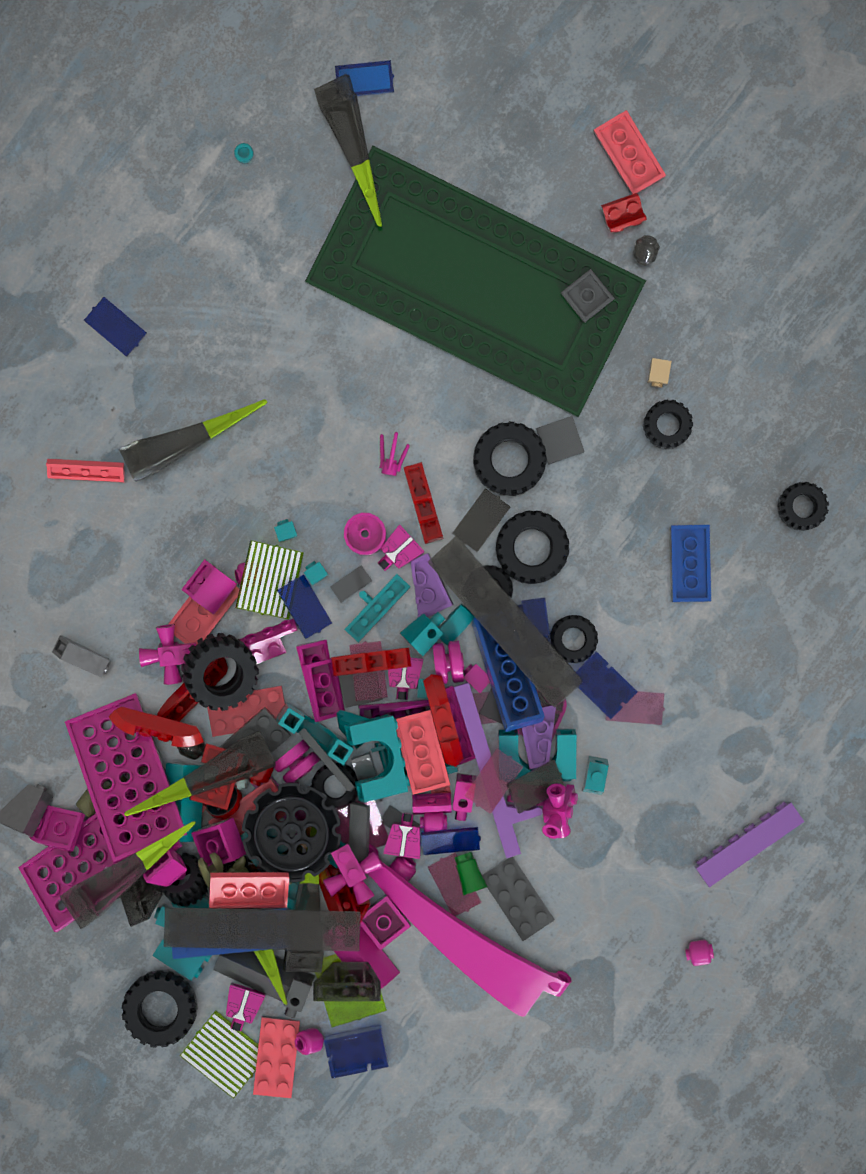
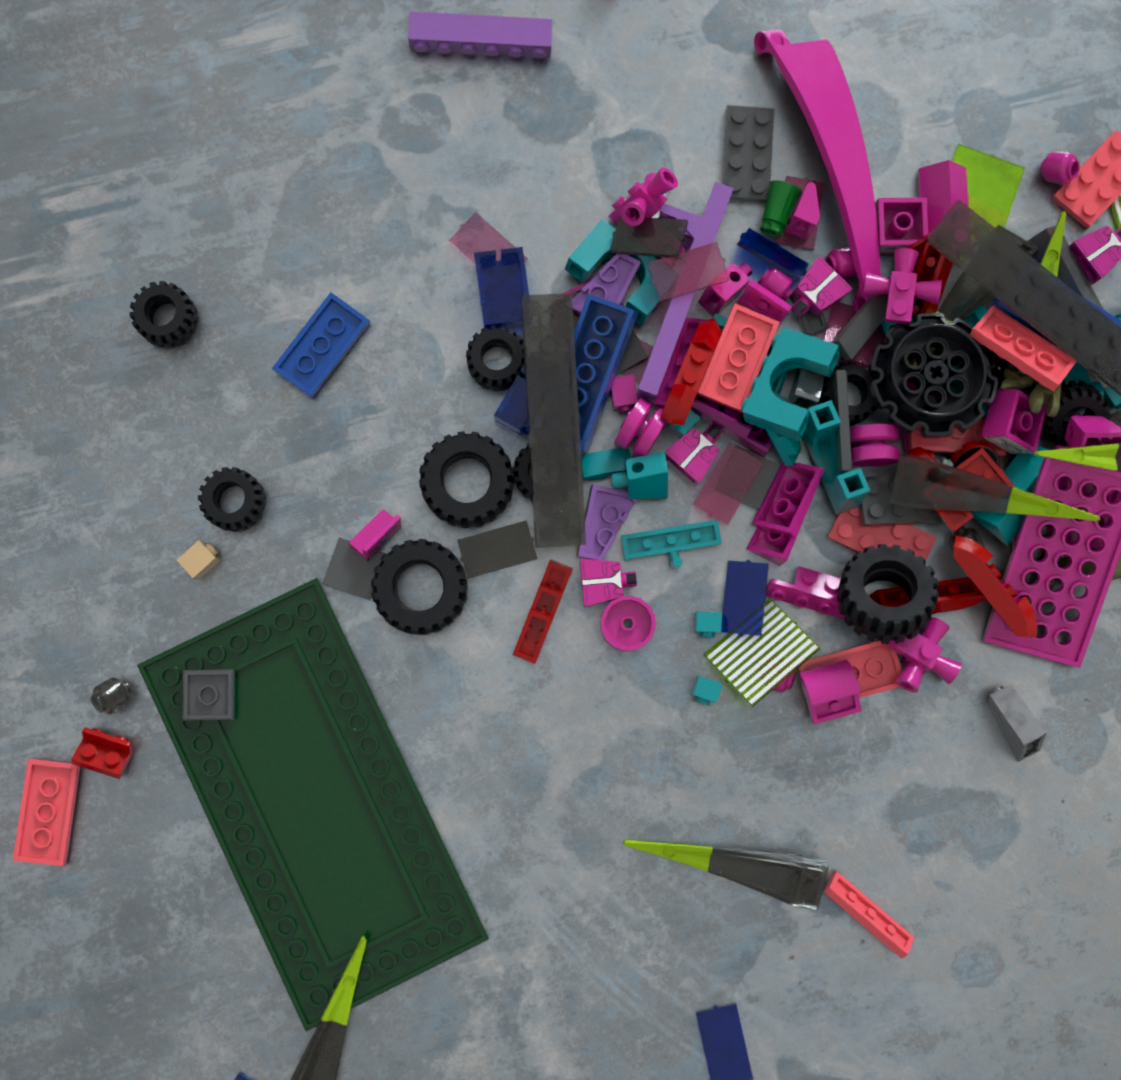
camera: 155 degrees left, 5 degrees down
(298, 993) = (1040, 217): dark grey torso -> none
(347, 983) = (984, 187): clear smoke wedge -> none
(351, 583) = (679, 585): dark grey tile -> none
(355, 1050) = (1021, 126): clear blue piece -> none
(371, 661) = (720, 488): red slope -> none
(390, 465) = (548, 675): dark pink plant -> none
(449, 879) = (805, 214): none -> dark pink tile
(563, 470) = (375, 534): none -> dark pink panel
(595, 775) = (580, 208): teal torso -> none

